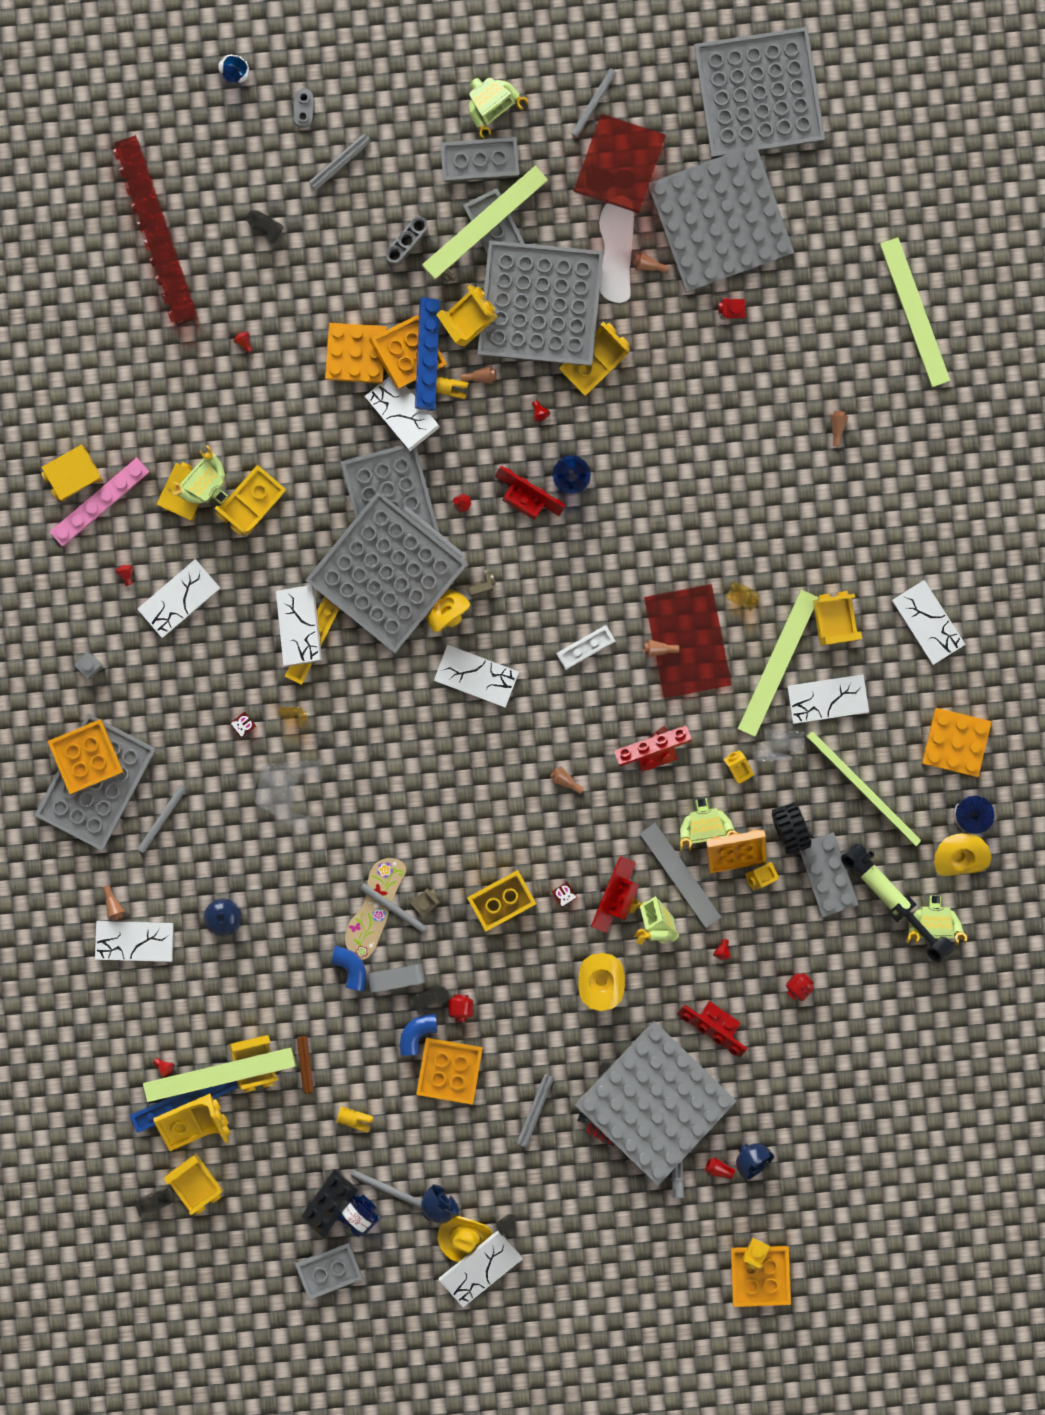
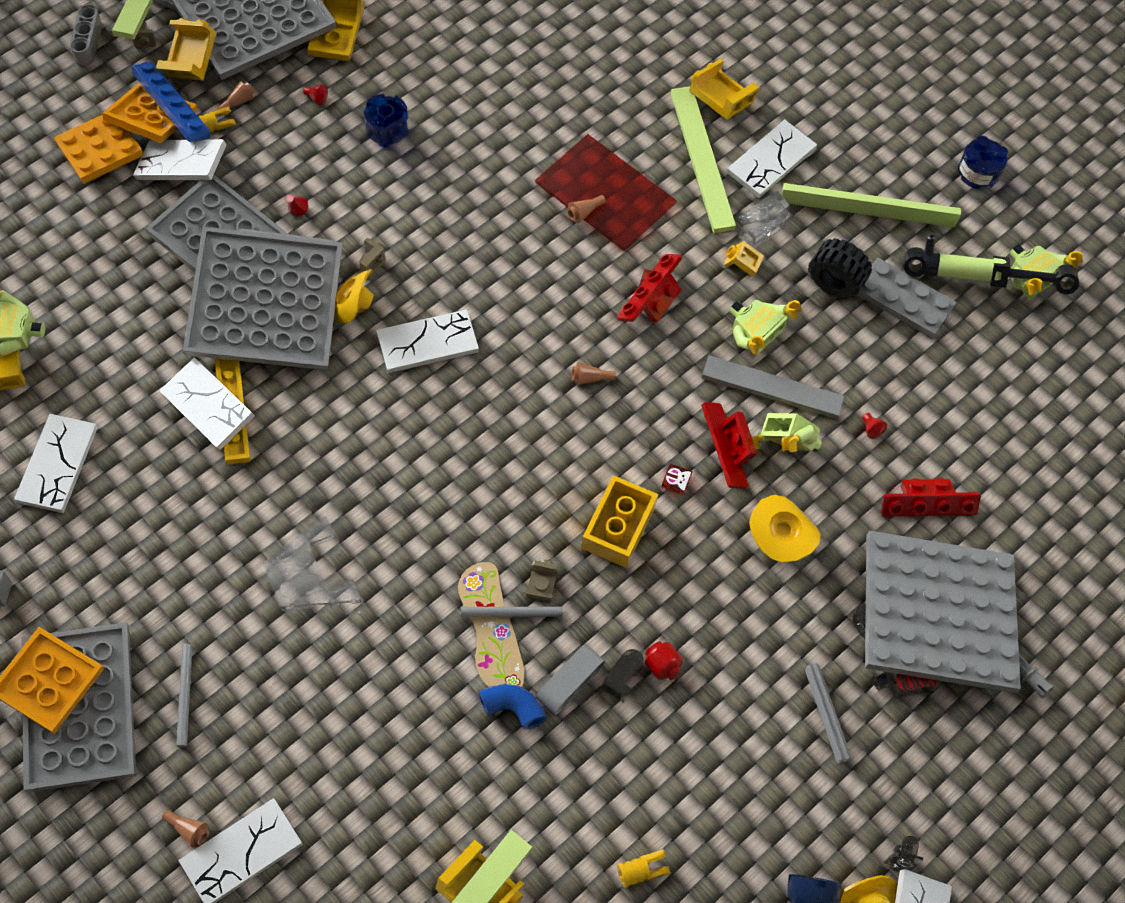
camera: 45 degrees left, 25 degrees down
(222, 917) = (328, 752): dark blue cylinder -> none
(243, 724) = (212, 538): tile -> none
(250, 501) = (74, 327): yellow bracket -> none
(290, 712) = (258, 488): clear yellow bracket -> none
(305, 1066) = (542, 849): dark orange axle -> none
(414, 1031) = (634, 720): blue cylinder -> none
(449, 1070) = (704, 737): light orange plate -> none
(526, 496) = (356, 160): red bracket -> none
(585, 647) = (514, 253): white tile -> none
(719, 1169) = (1057, 633): red cone -> none
(736, 851) = (808, 318): light orange plate -> none
(743, 596) = (624, 122): clear yellow bracket -> none
(753, 1159) = (1082, 596): dark blue cylinder -> none
(761, 876) = (848, 337): yellow bracket -> none
(799, 986) = (973, 405): red head -> none
(928, 622) = (801, 51): white tile -> none
(956, 742) = (912, 124): light orange plate -> none
(962, 855) = (1008, 197): yellow hat -> none

